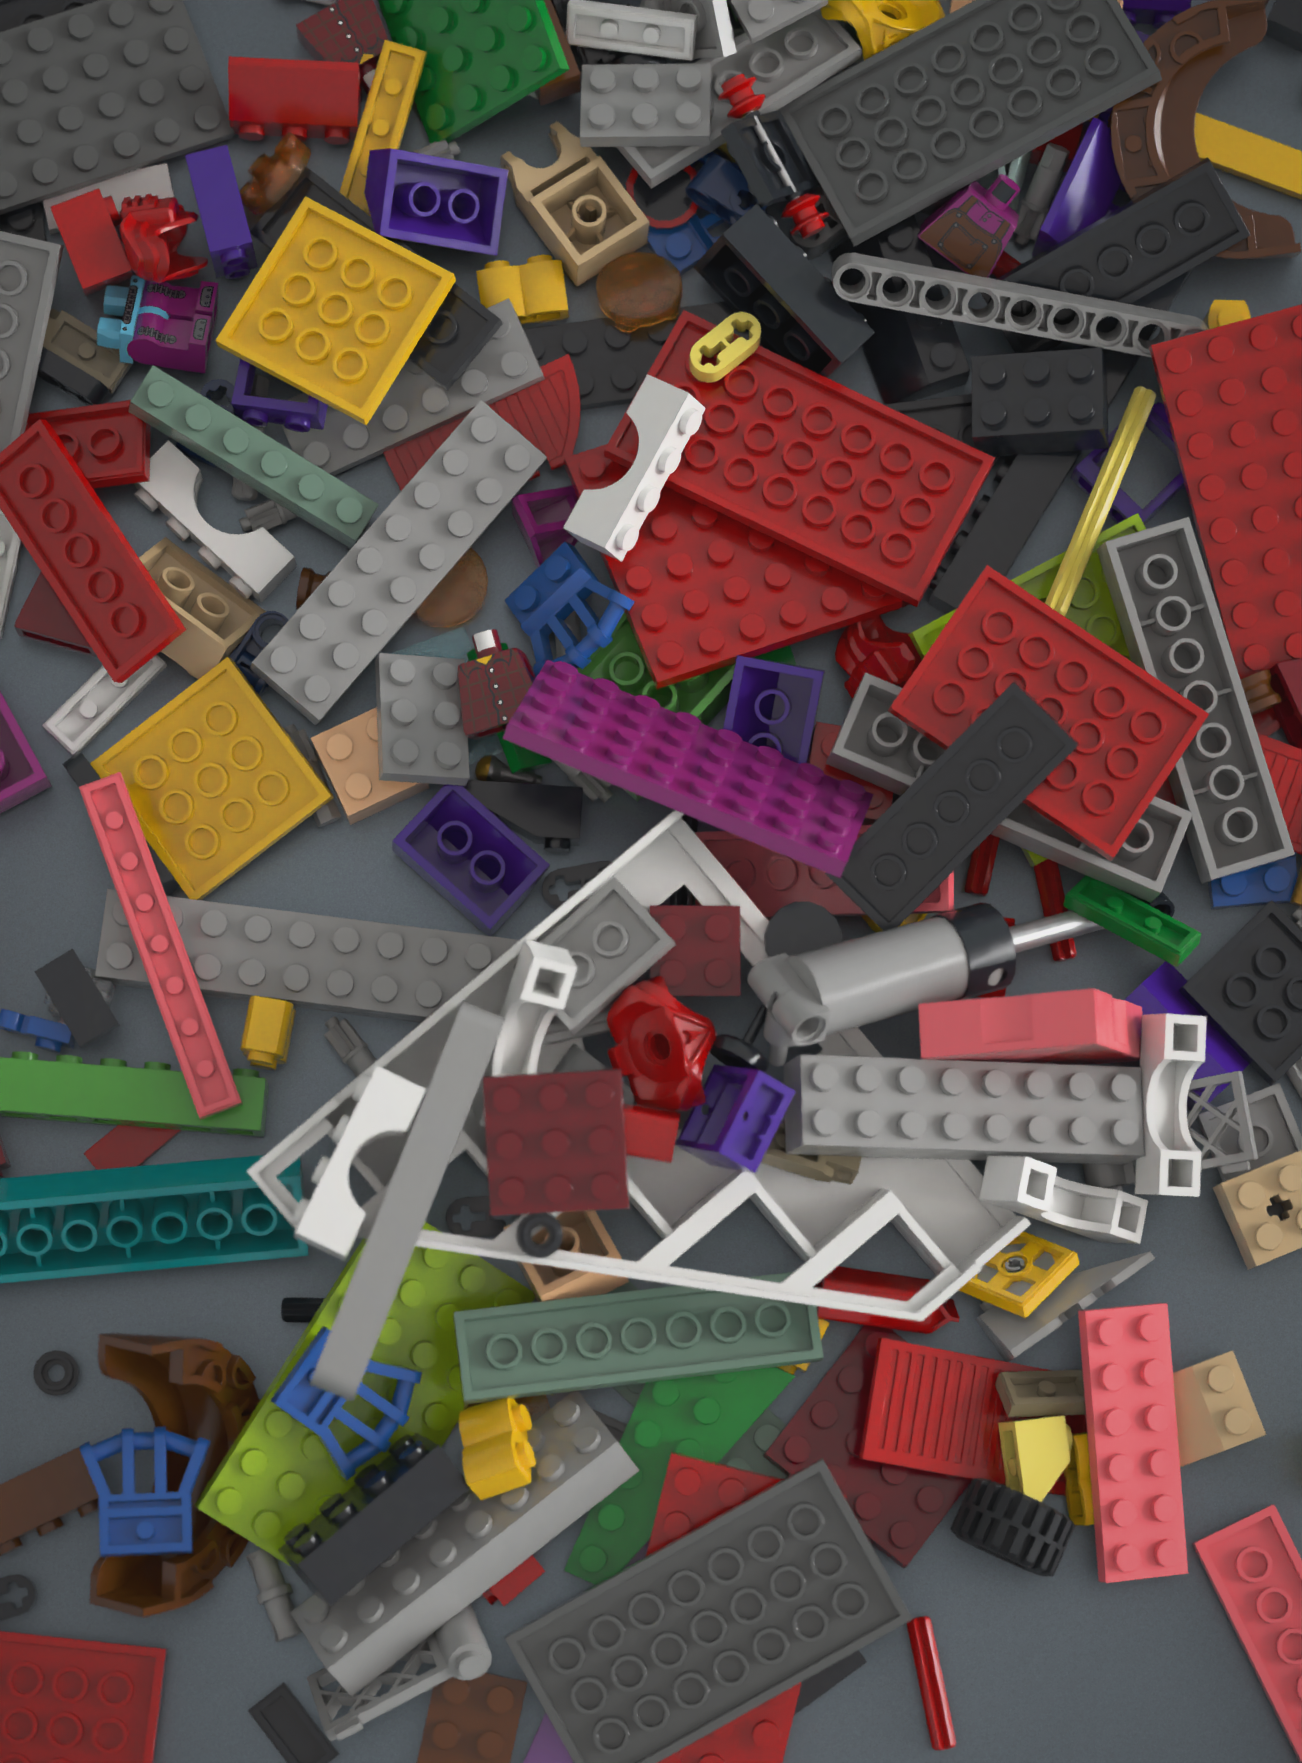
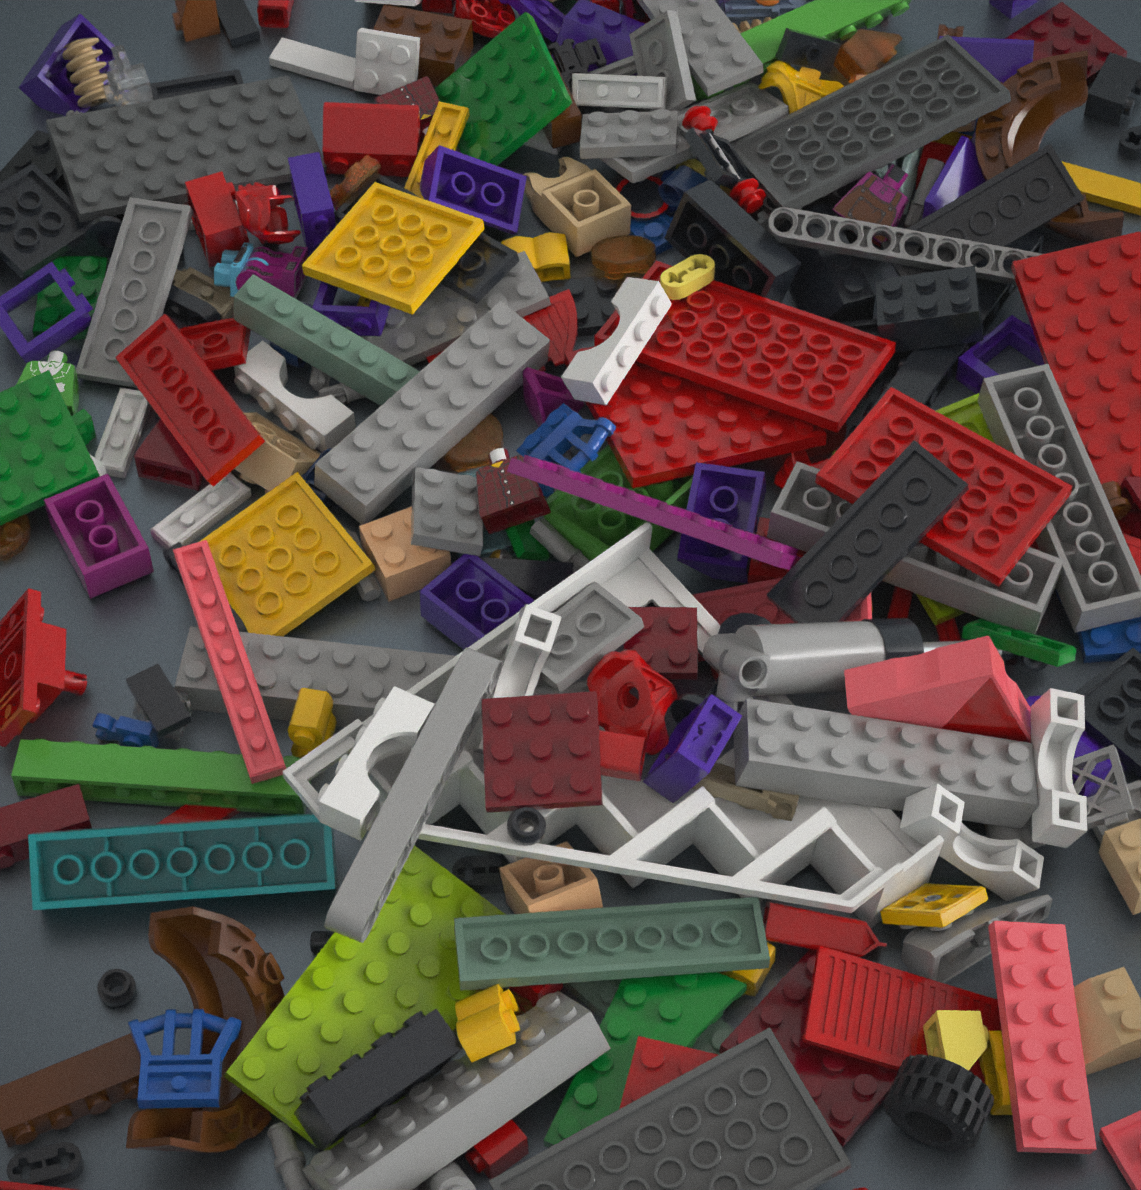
camera: 10 degrees right, 25 degrees down
(317, 1407) = (340, 969): blue plate -> none
(1042, 1393) = (960, 997): dark tan hinge -> none
(1100, 500) = (982, 363): light yellow axle -> none

